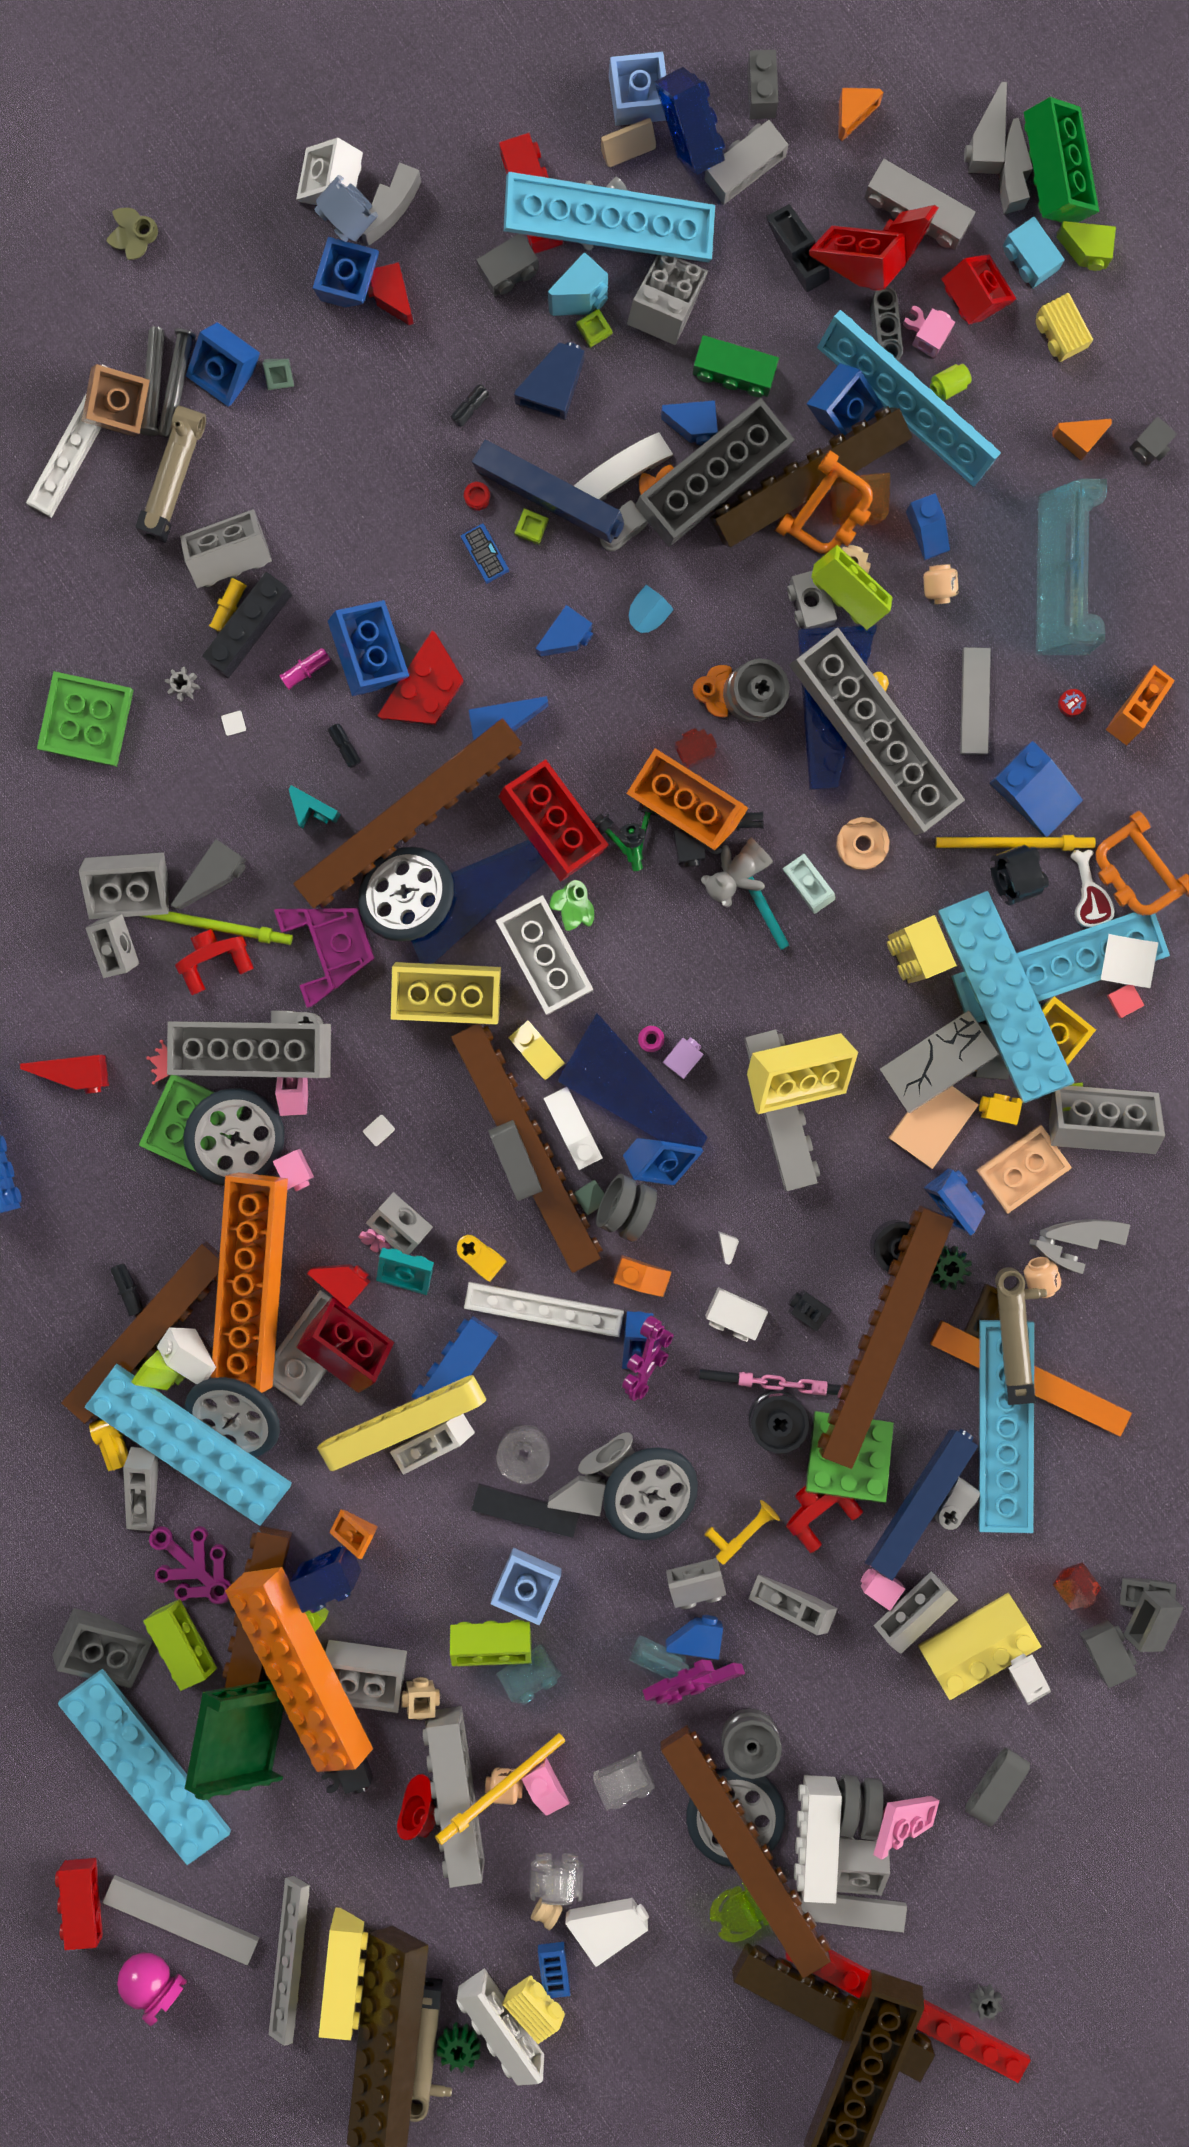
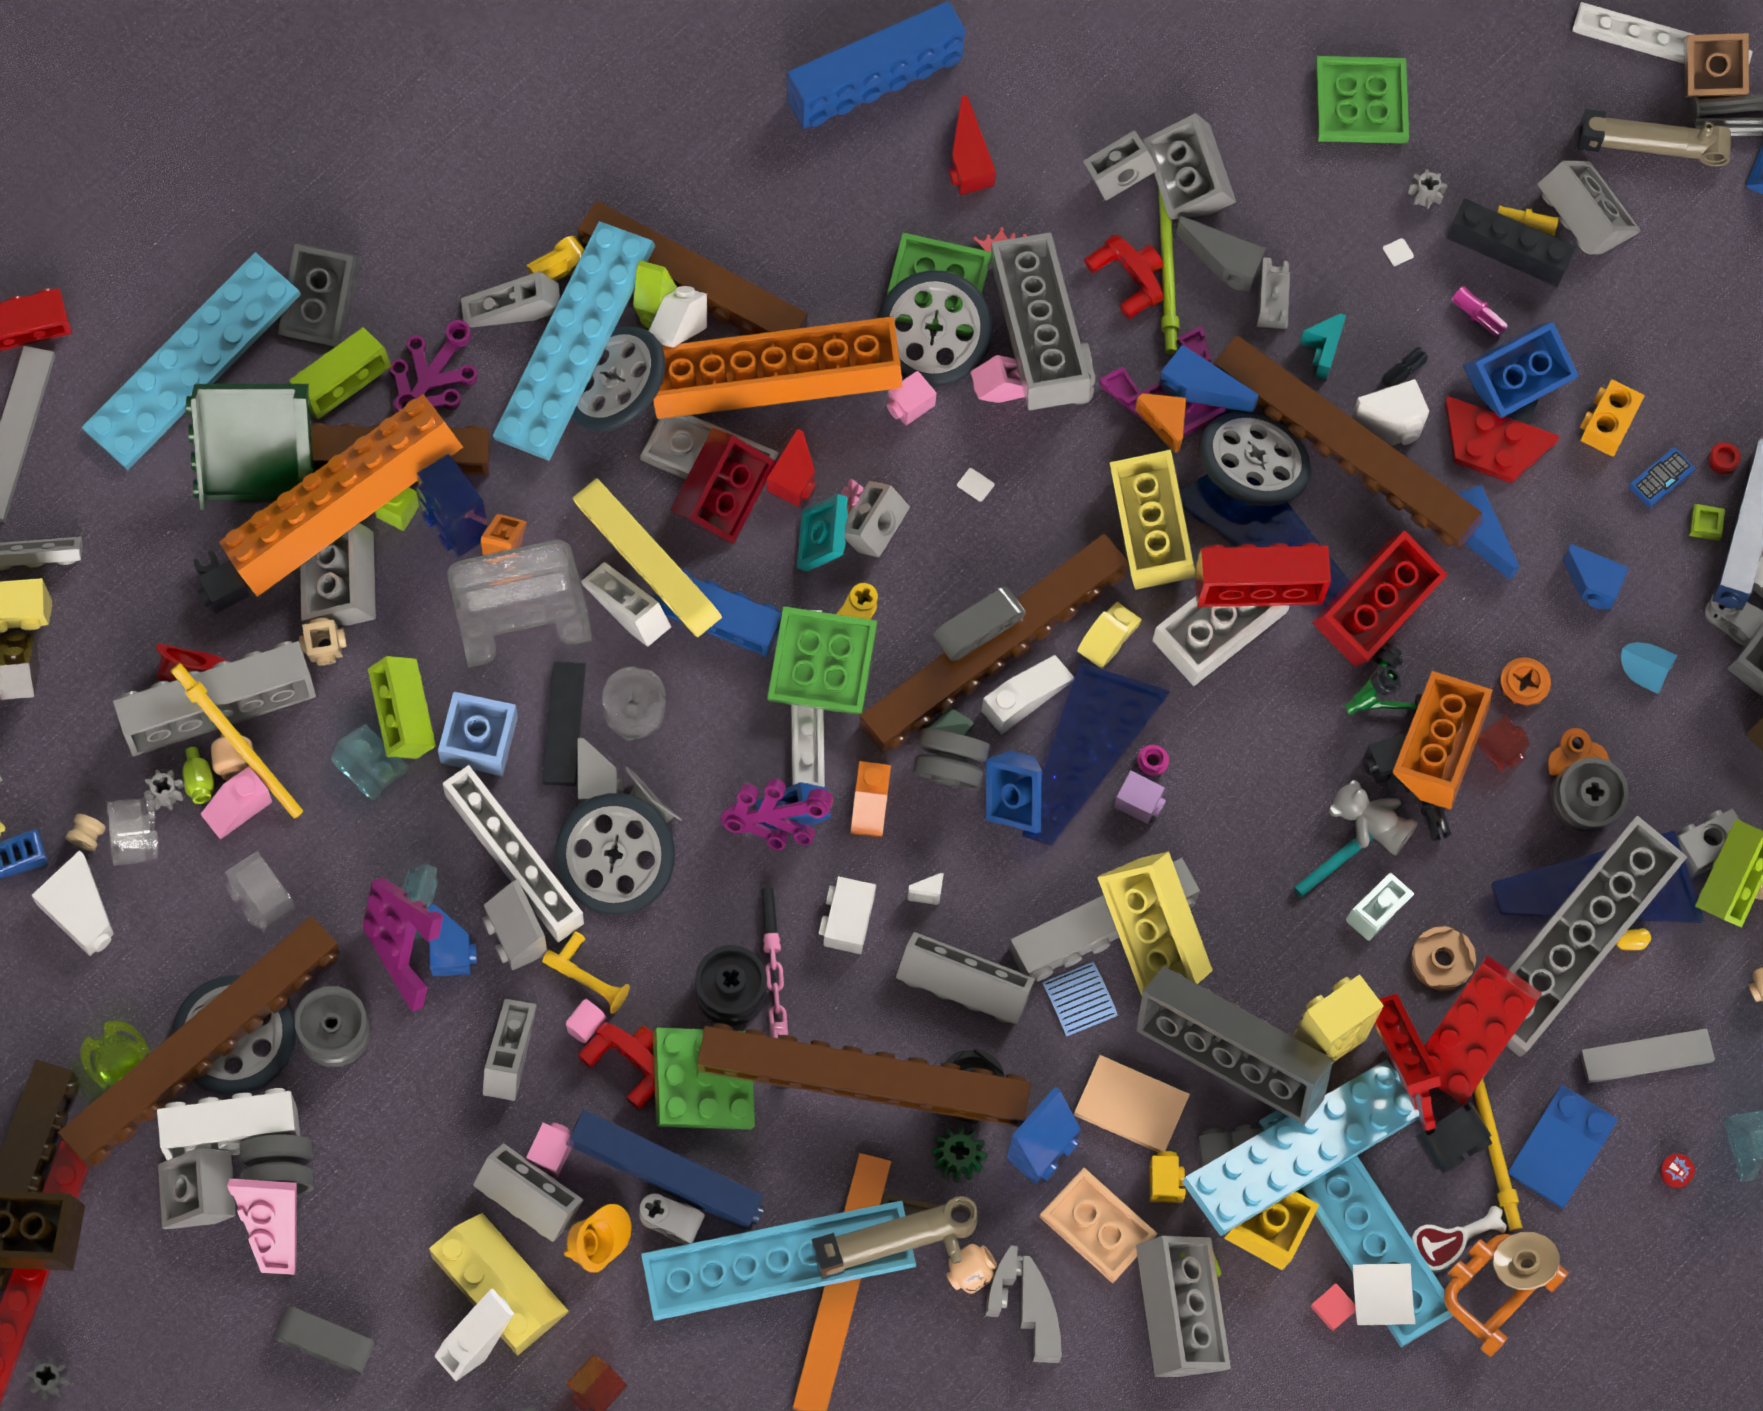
camera: 75 degrees right, 20 degrees down
(127, 1289) = (737, 250): black axle -> none
(256, 840) = (1273, 295): none -> light grey hinge
(329, 925) = (1203, 383): none -> blue slope
(356, 961) = (1164, 416): none -> orange slope
(390, 767) = (1393, 413): none -> white slope
(409, 1537) = (517, 593): none -> clear windscreen
(429, 577) = (1613, 418): none -> light orange brick
(515, 1816) = (197, 777): none -> lime plant
(519, 1294) = (822, 660): none -> bright green plate
(525, 1850) = (161, 781): none -> light grey gear
(527, 917) = (1262, 575): none -> red brick
(572, 907) = (1284, 640): bright green plate -> none
(633, 1575) = (513, 853): none -> white brick
(643, 703) = (1519, 669): none -> orange gear
(783, 1541) = (584, 1021): none -> bright pink brick
(809, 1233) = (965, 978): none -> light grey brick
(809, 1309) = (872, 998): black brick -> none
(837, 1142) = (1080, 998): none -> light blue sticker
(859, 1912) = (138, 1198): light grey tile -> none
(917, 1034) = (1234, 1045): none -> dark grey brick
(939, 1061) = (1209, 1100): light grey tile -> none
(944, 837) = (1479, 1027): none -> red brick
(958, 902) = (1408, 1056): none -> red fence
(963, 1565) = (599, 1238): none -> light orange piece
(1116, 850) = (1523, 1250): none -> tan dish
(1140, 705) = (1696, 1249): orange slope -> none

